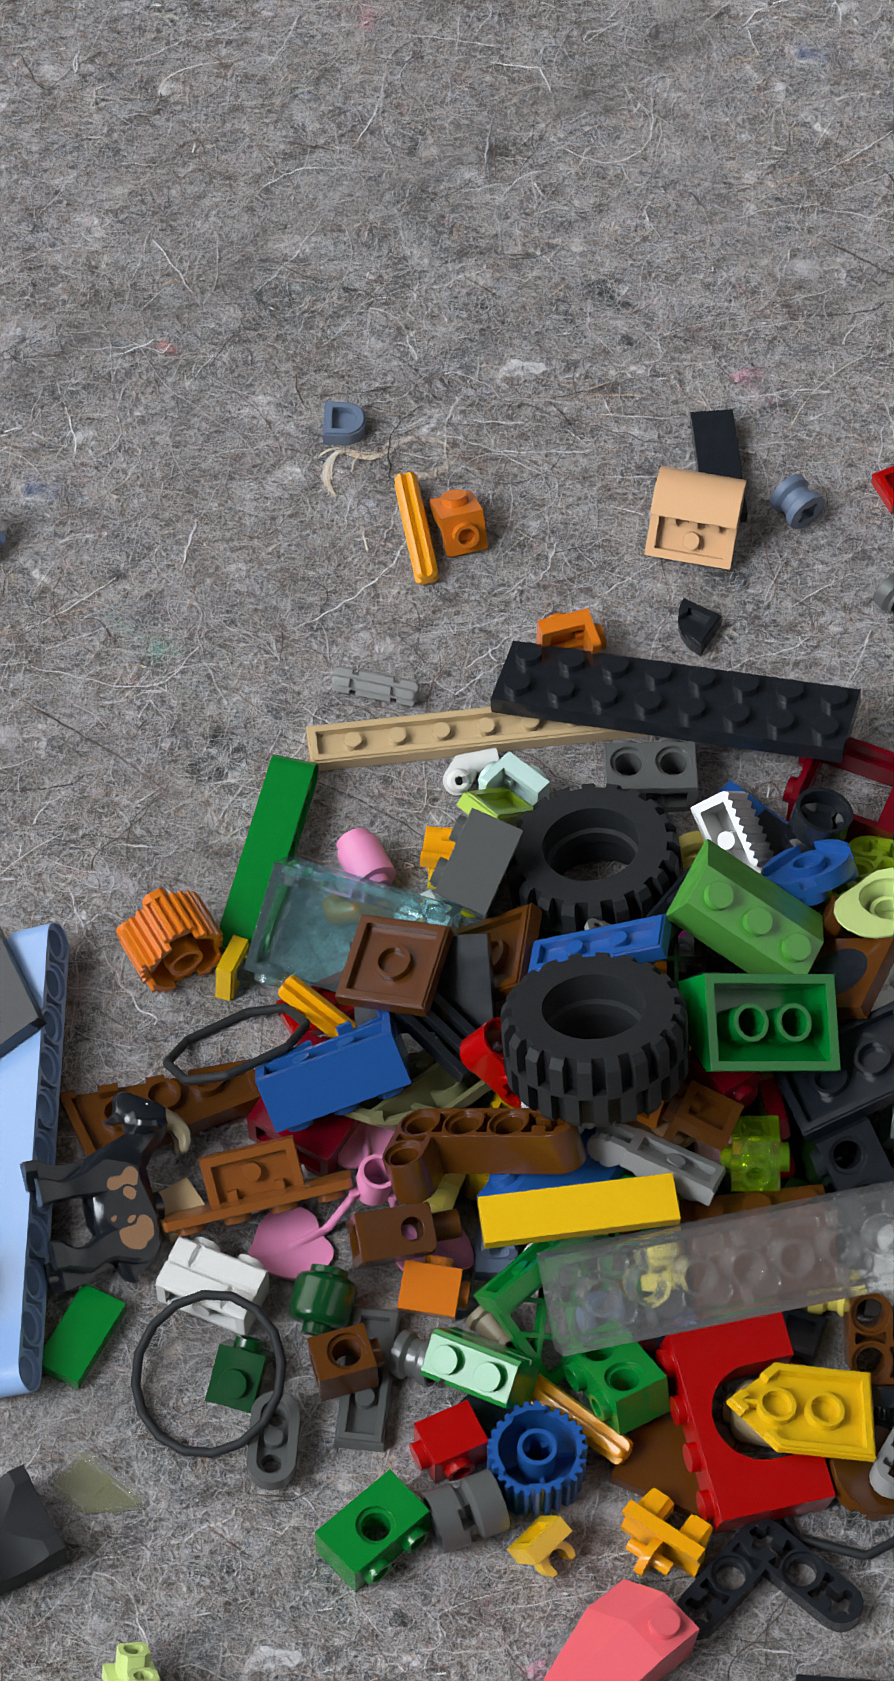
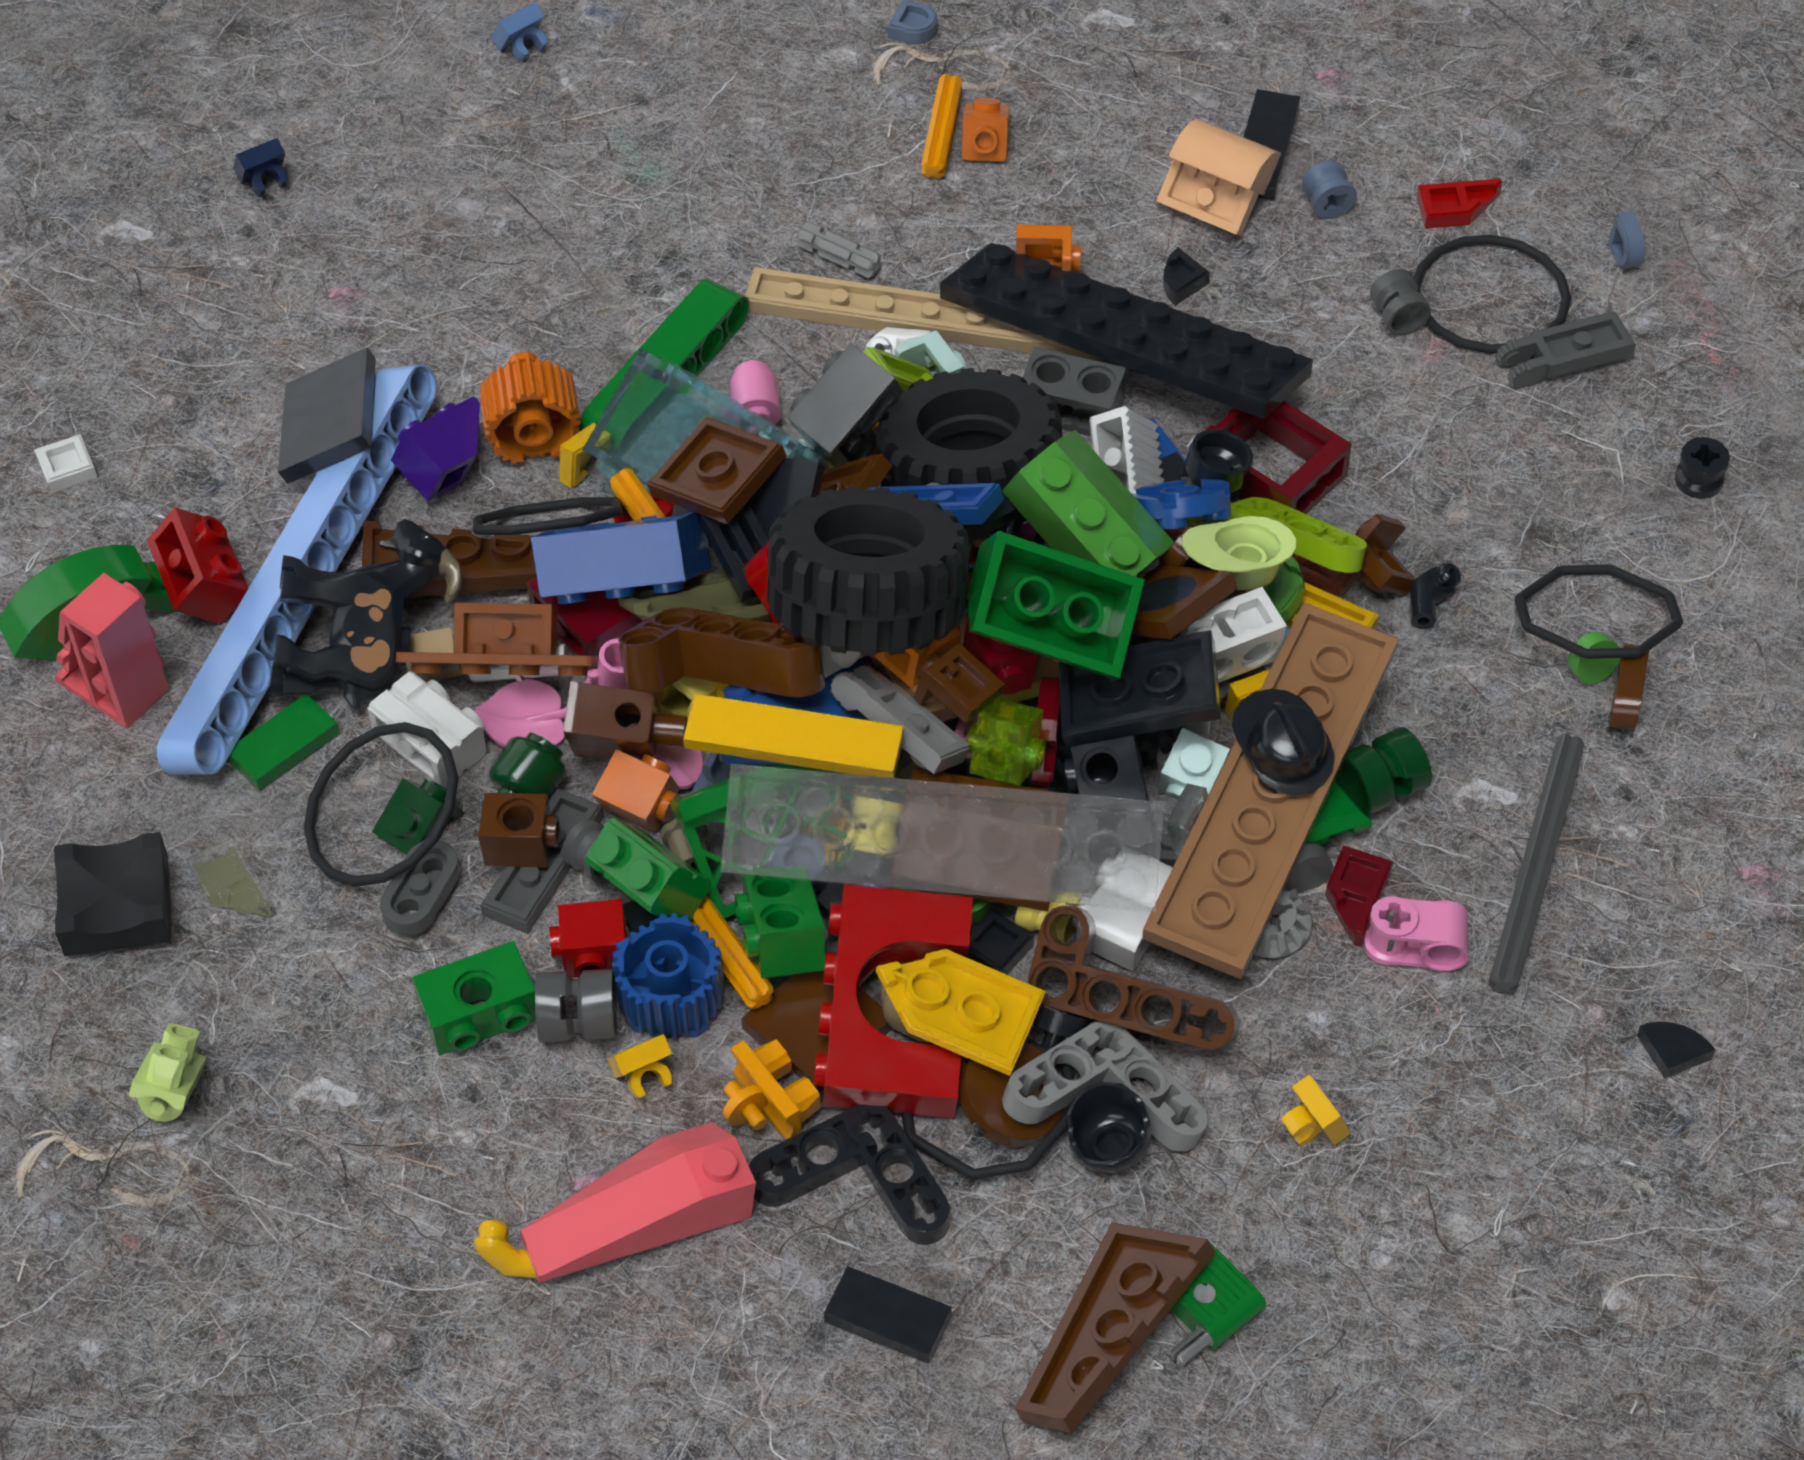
camera: 20 degrees right, 5 degrees down
(105, 1001) = (440, 449): none -> dark purple slope

